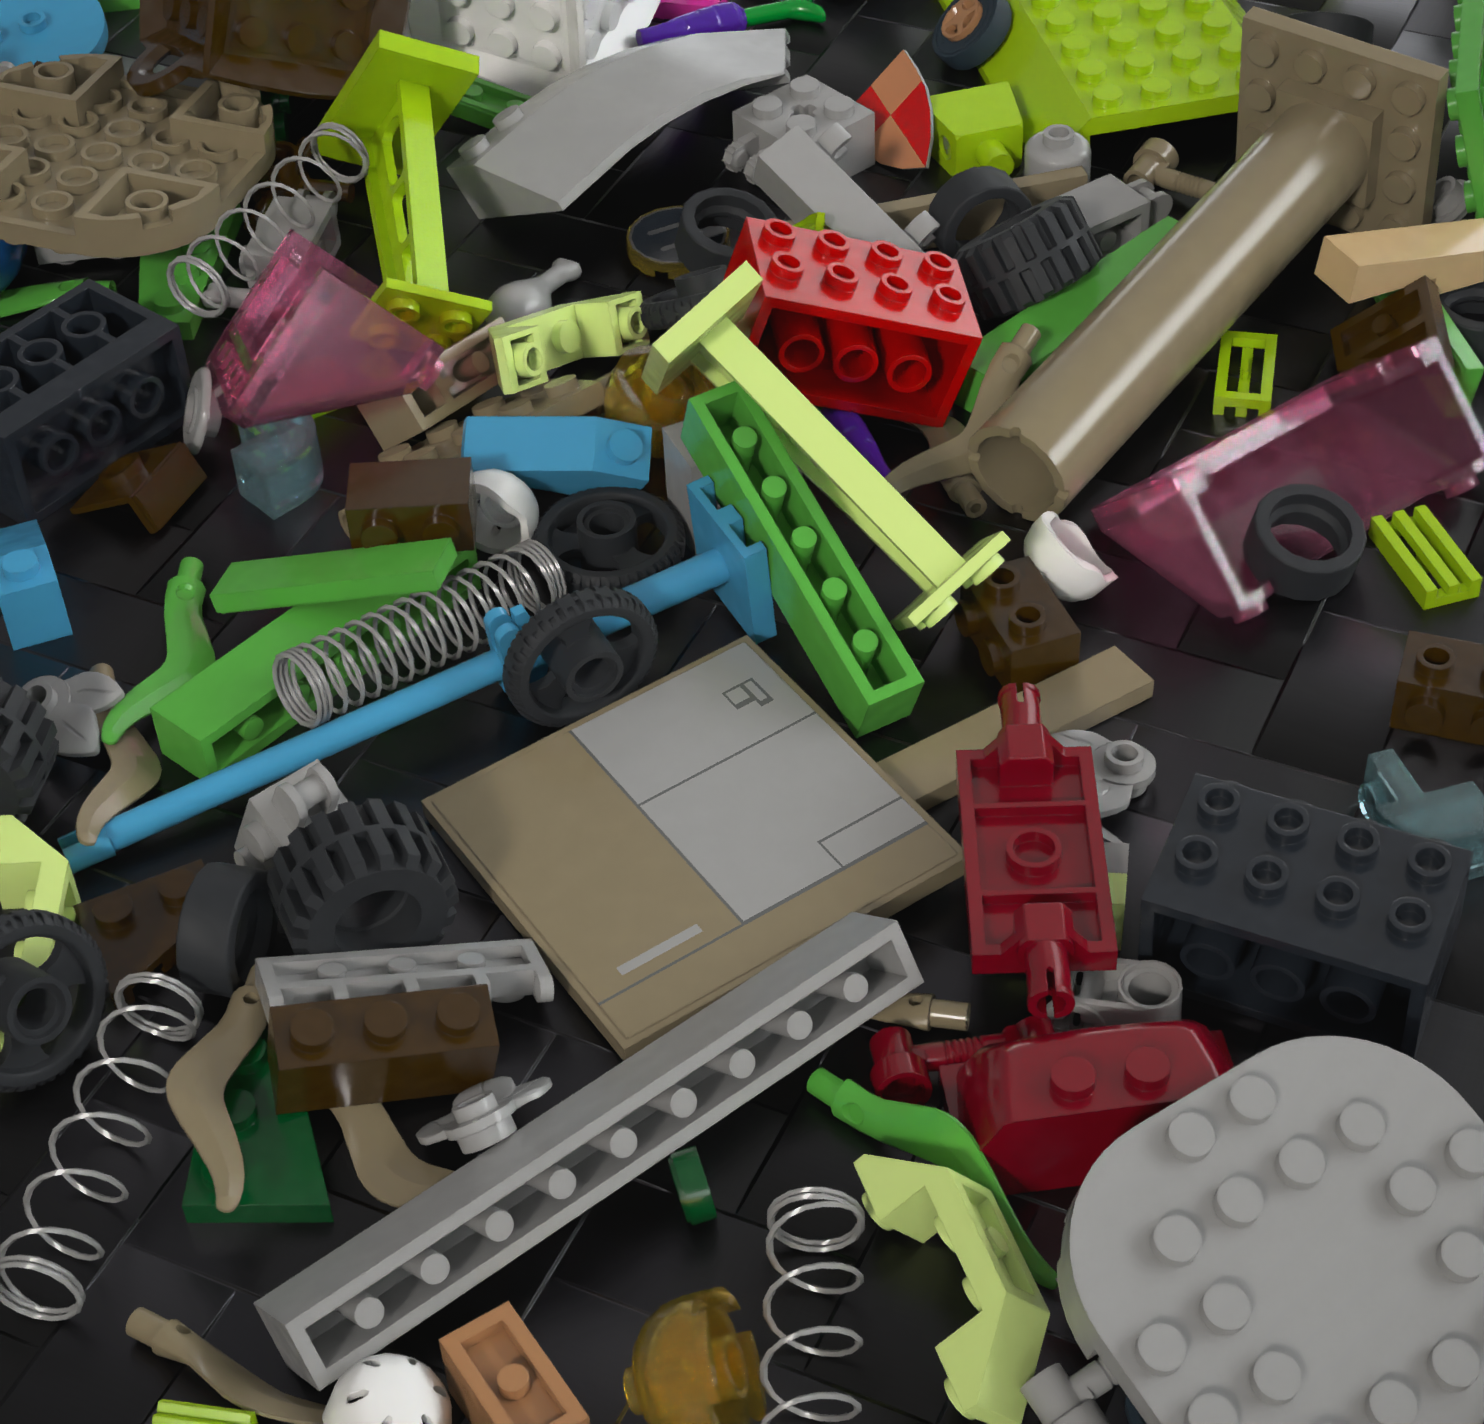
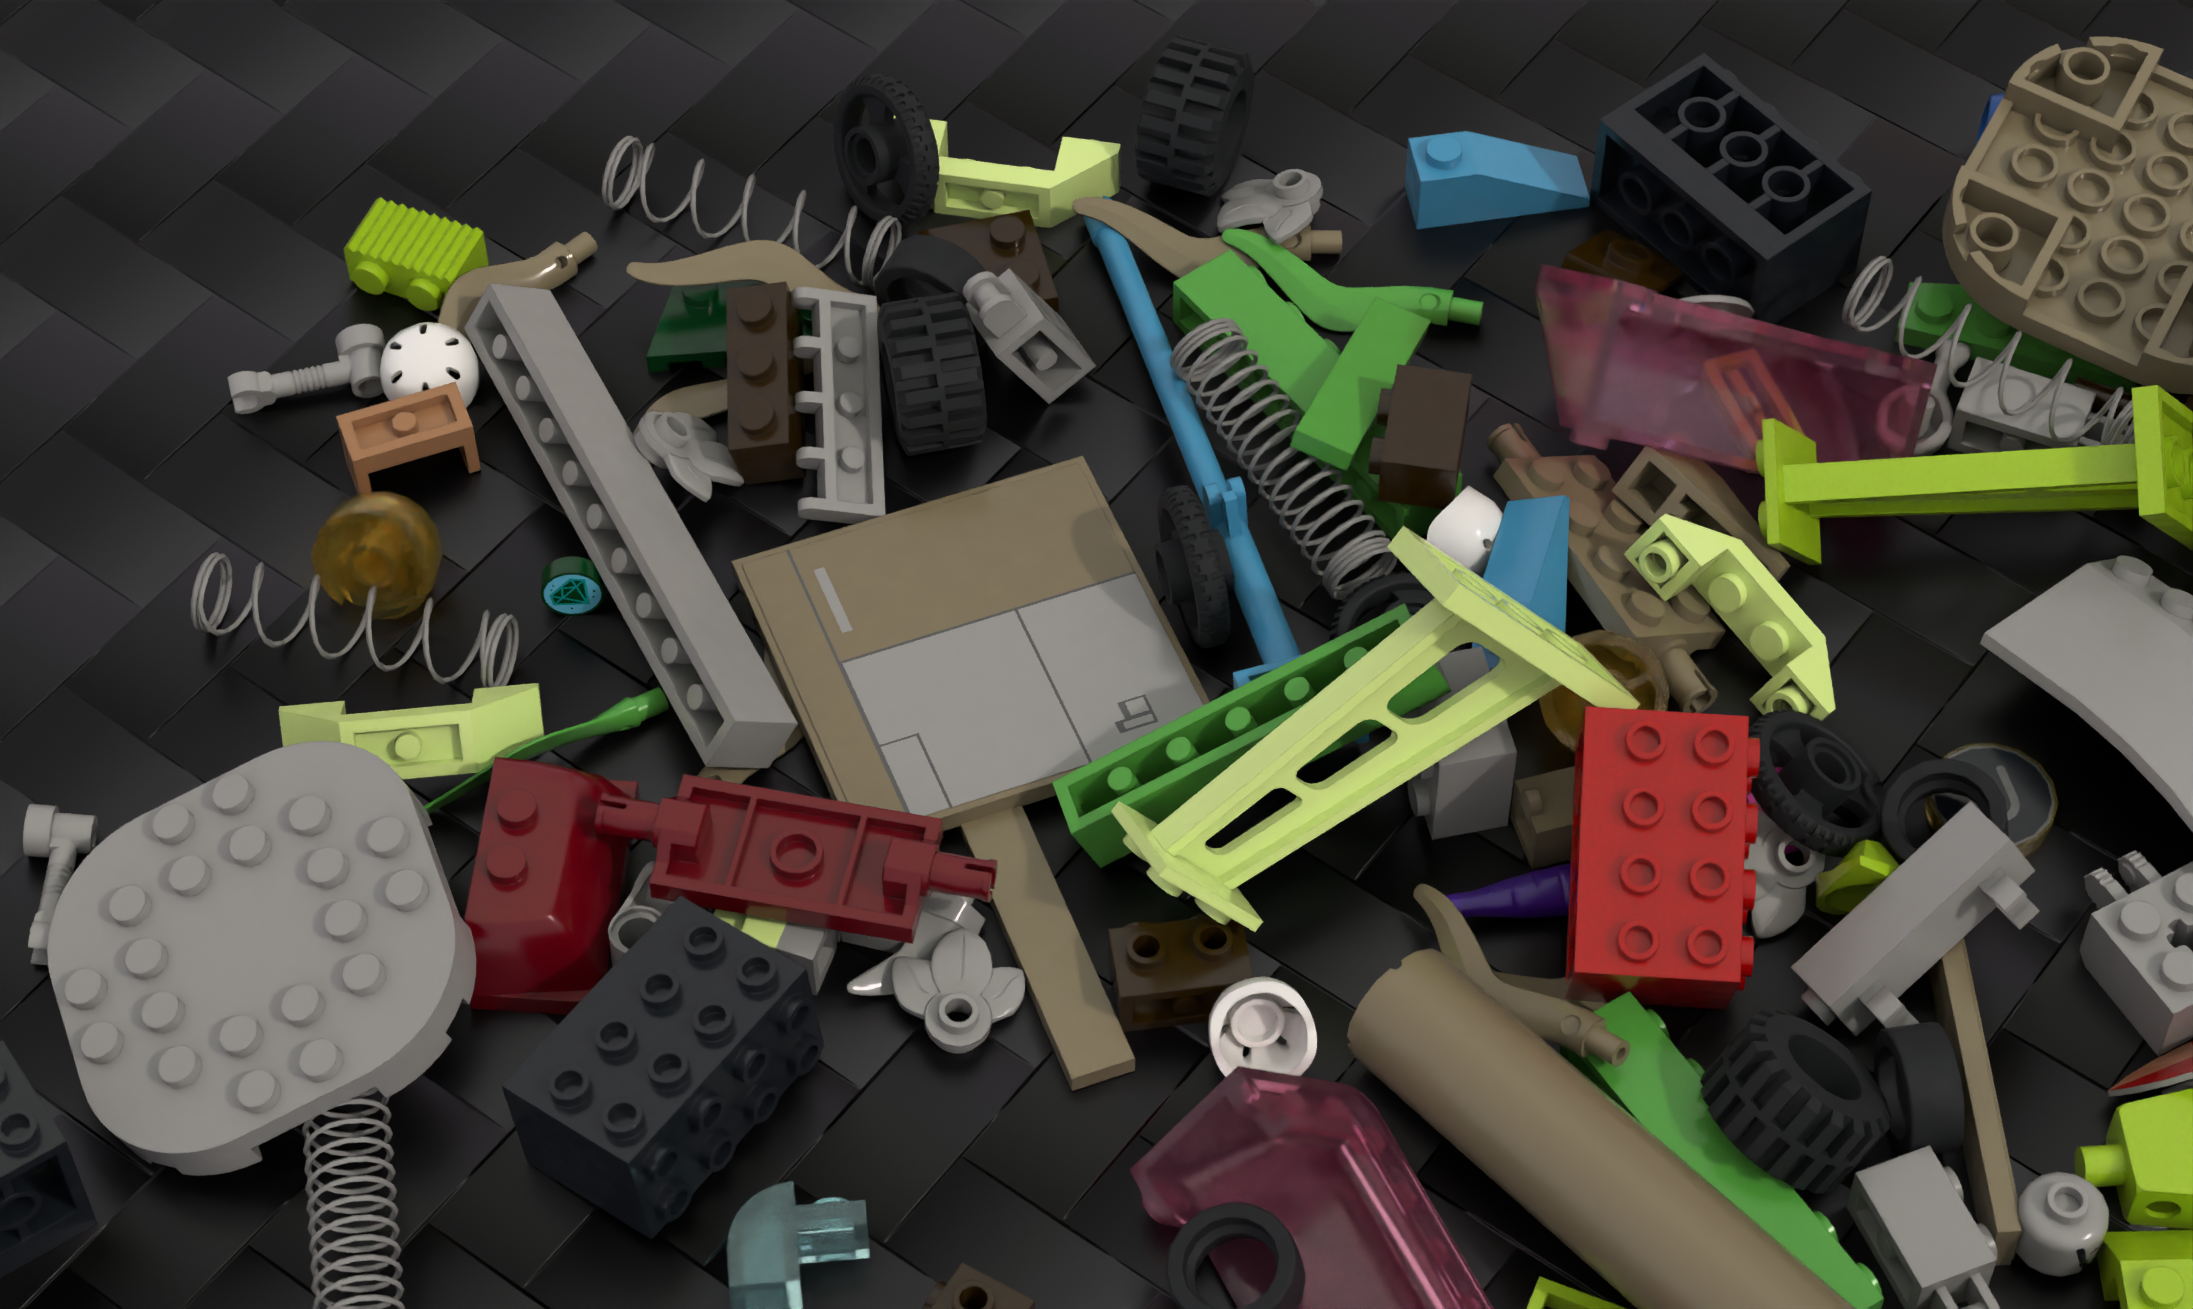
camera: 100 degrees right, 10 degrees up
(532, 294) = (1873, 626): light grey piece -> none
(904, 1068) = (649, 760): dark red brick -> none

